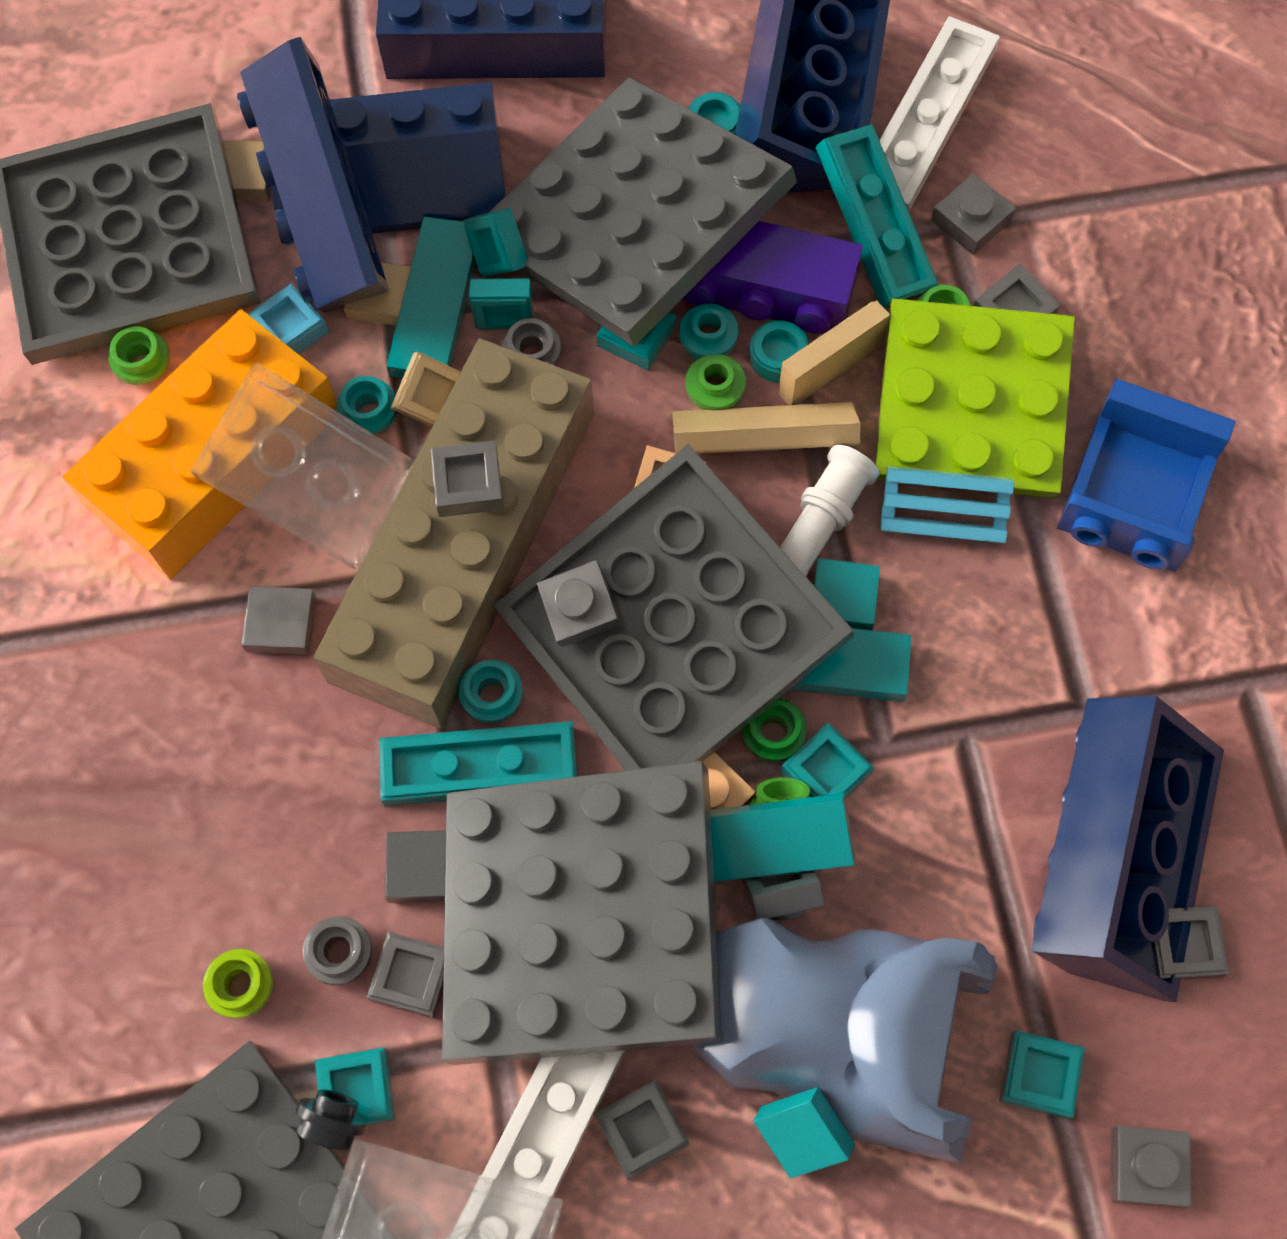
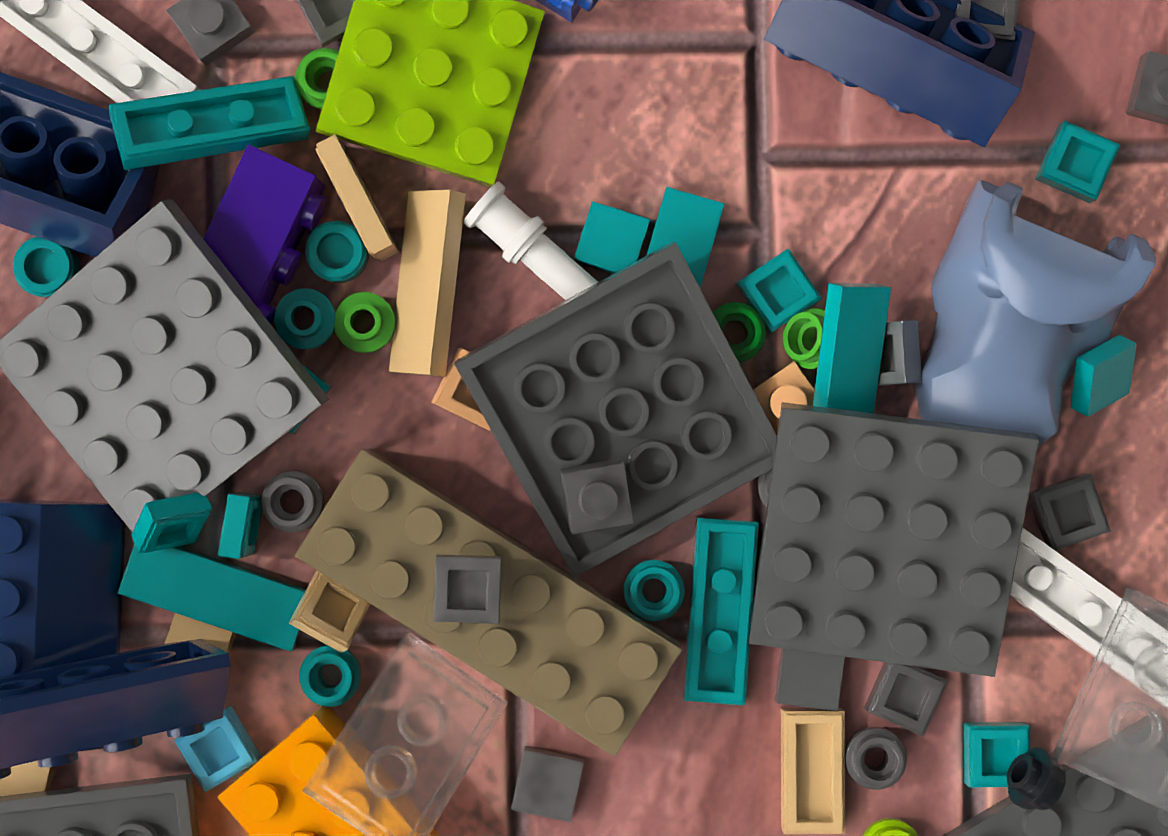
camera: 85 degrees left, 20 degrees up
(316, 887) = (812, 771): none -> tan tile
(999, 510) = (548, 126): medium azure tile -> none

